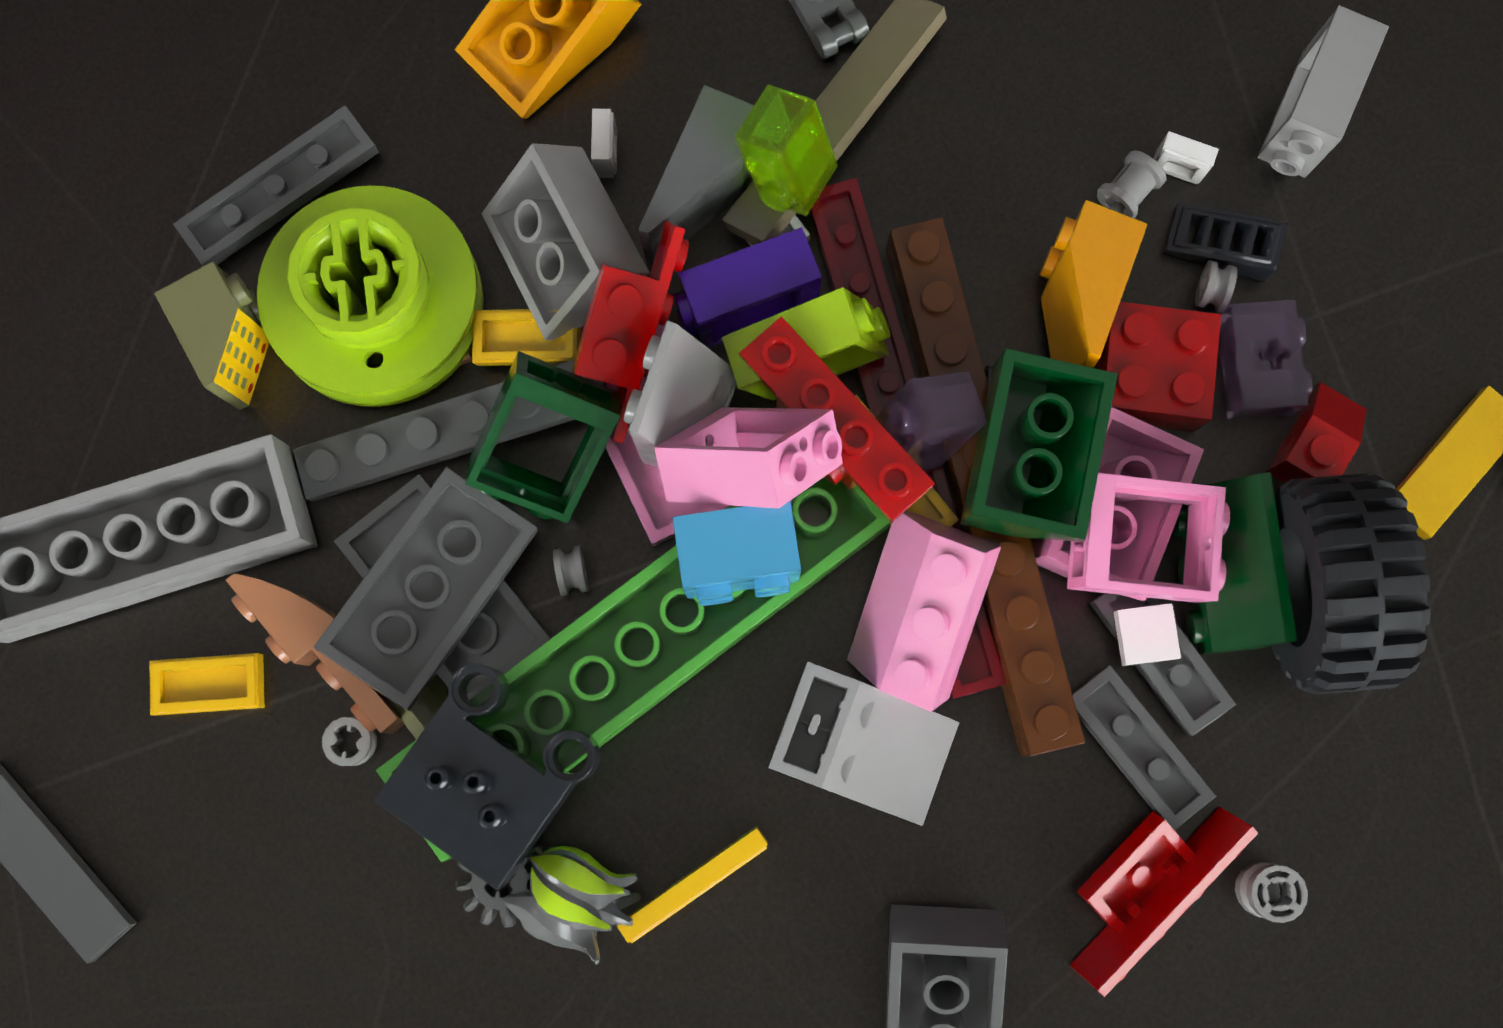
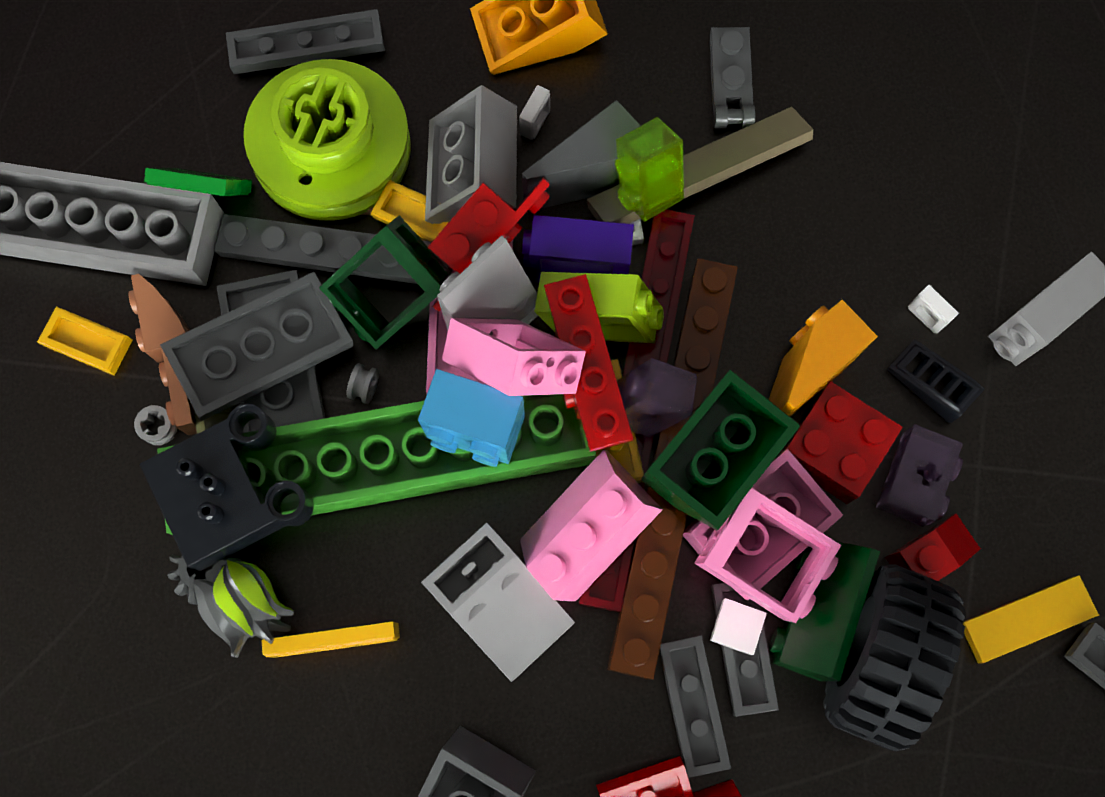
camera: 25 degrees right, 5 degrees down
(218, 330) = (213, 112): olive slope -> none
(244, 426) = (198, 181): none -> green tile
(1132, 184) = (886, 310): light grey bush -> none
(1216, 286) = (912, 408): light grey bush -> none

